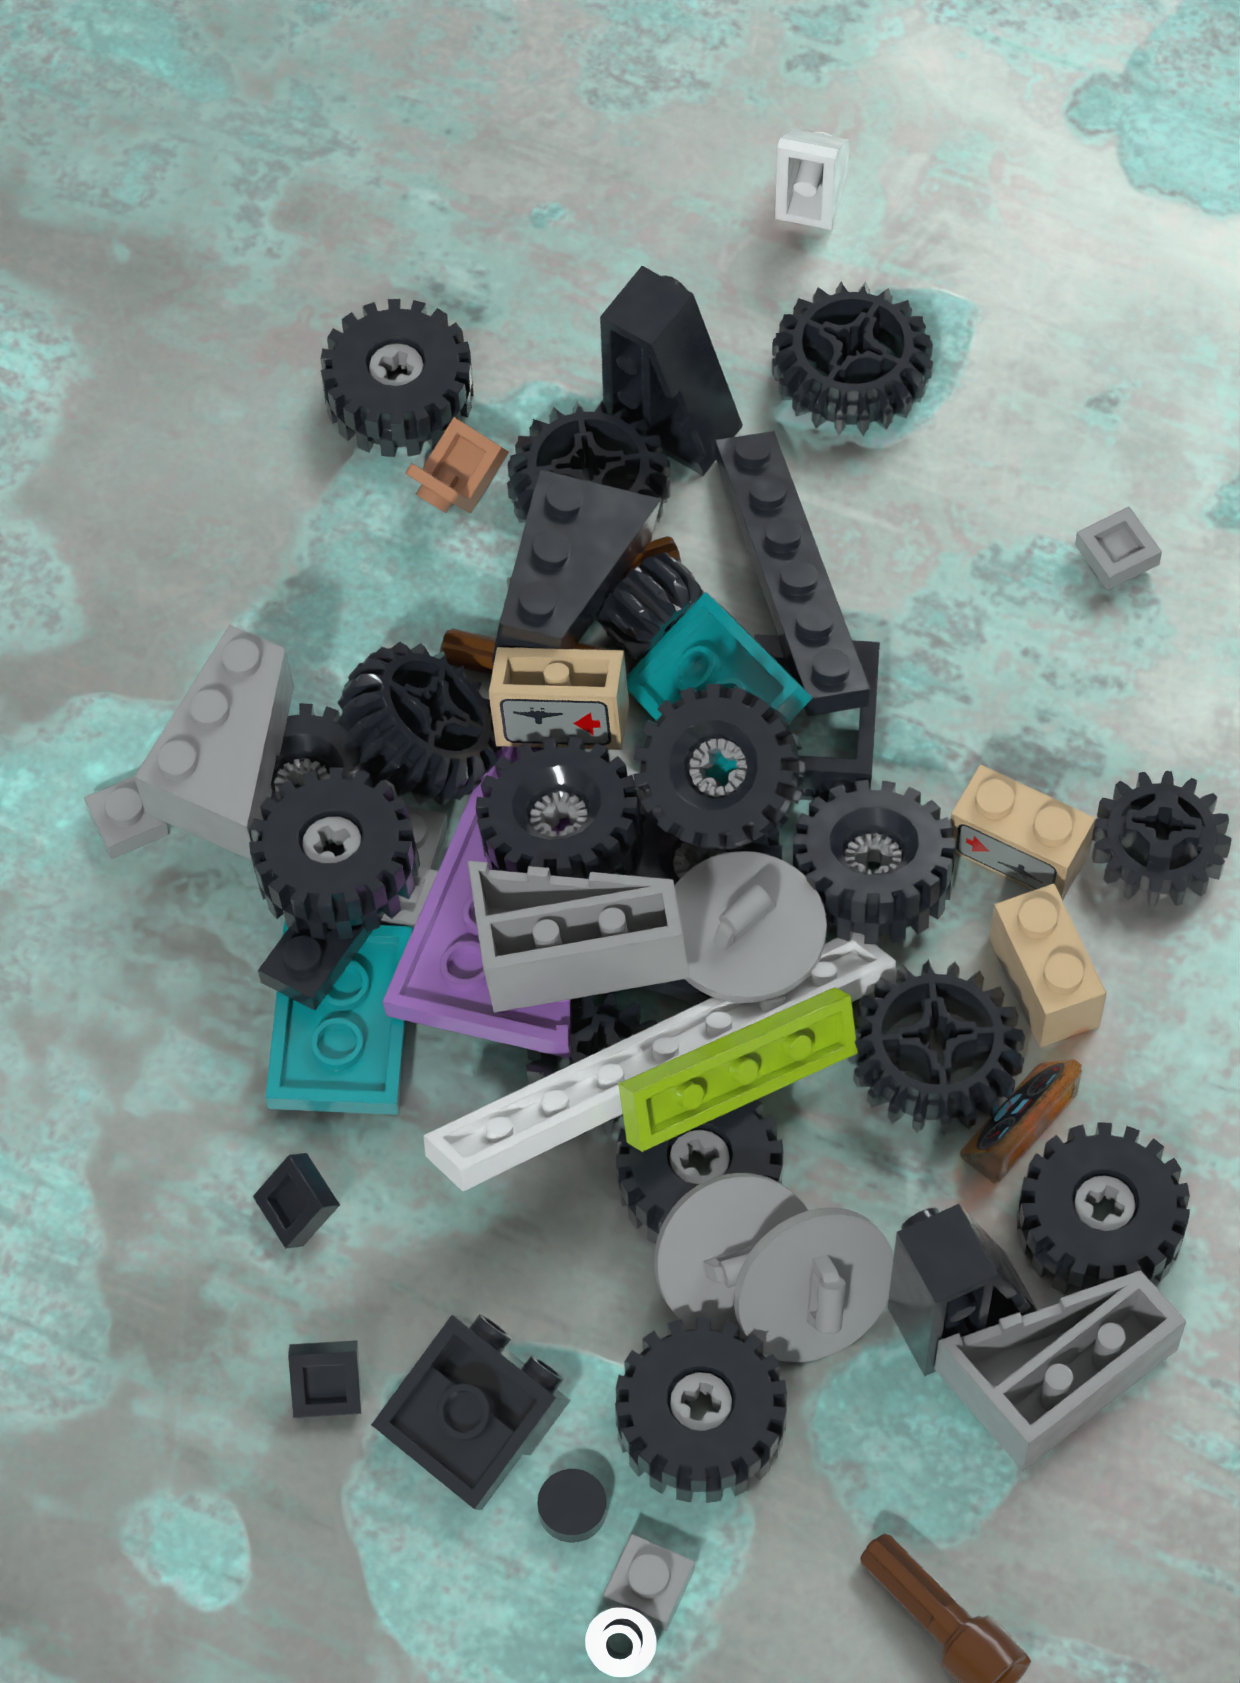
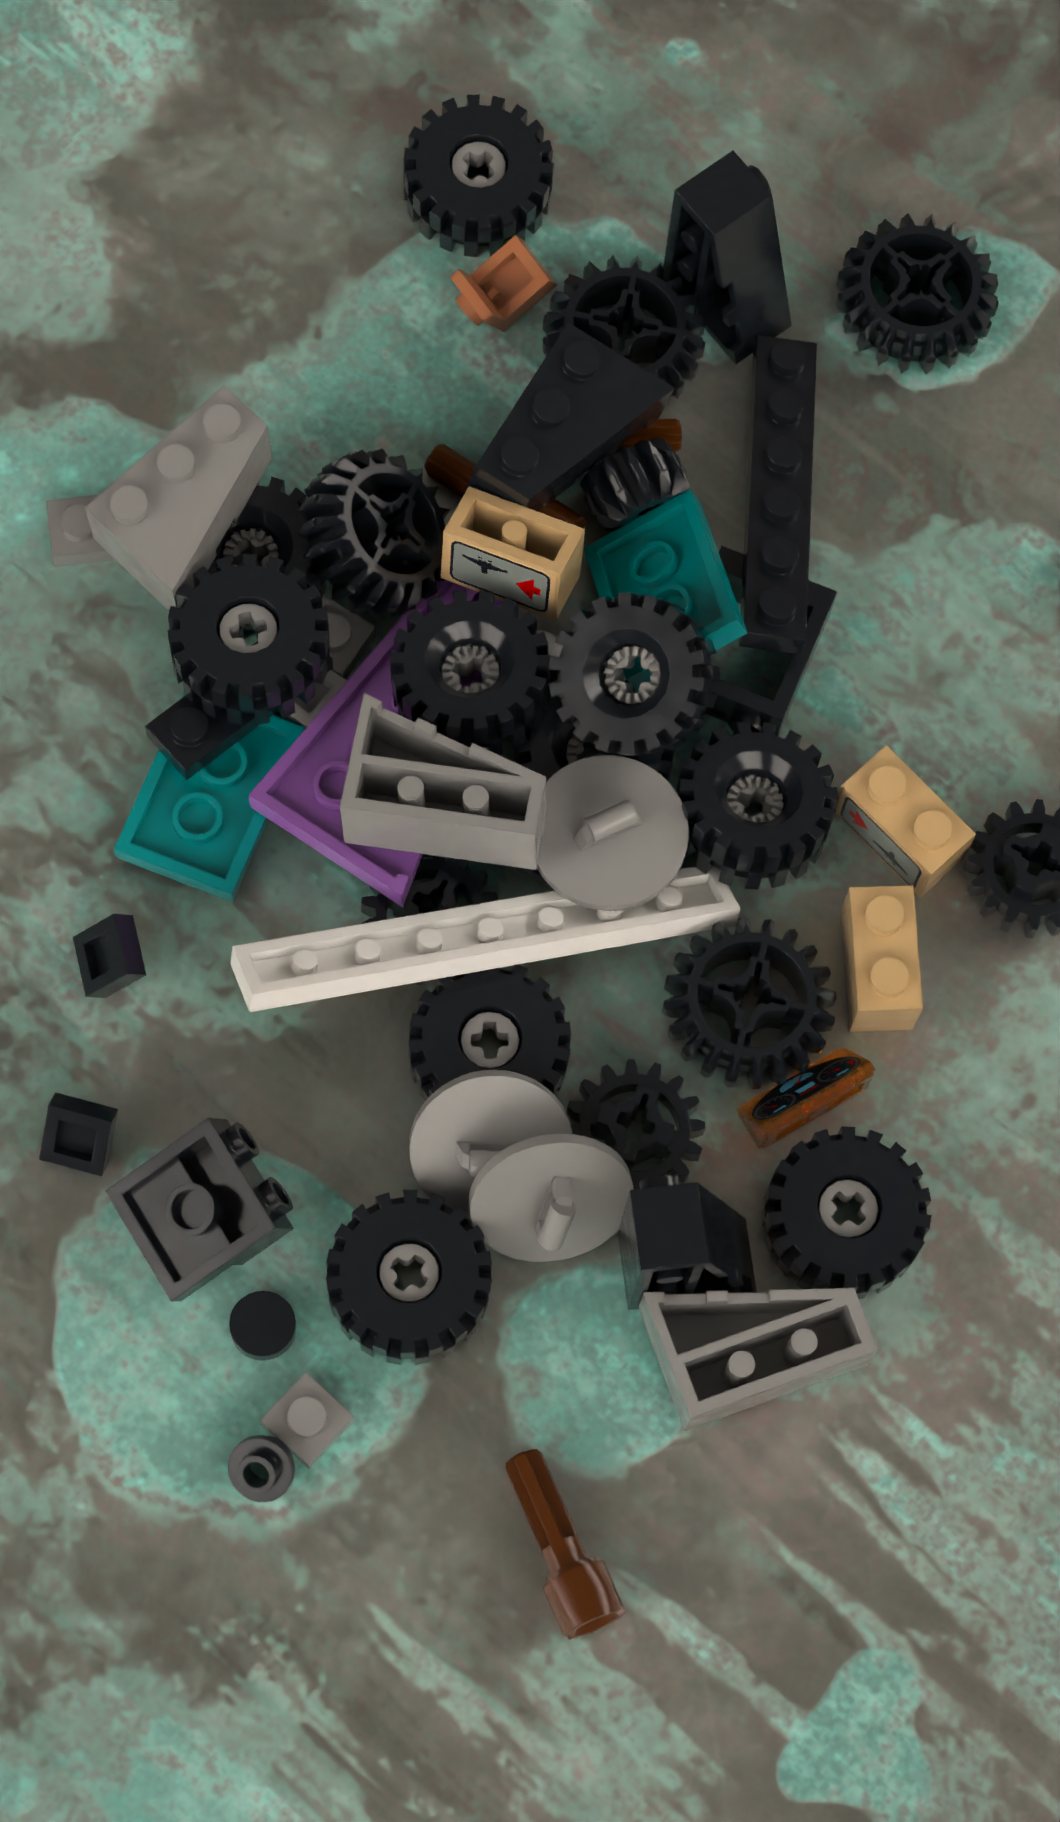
camera: 10 degrees right, 10 degrees up
(737, 1068) = (550, 971): lime plate -> none
(810, 177) = (943, 95): white slope -> none
(894, 1197) = (657, 1137): none -> black gear

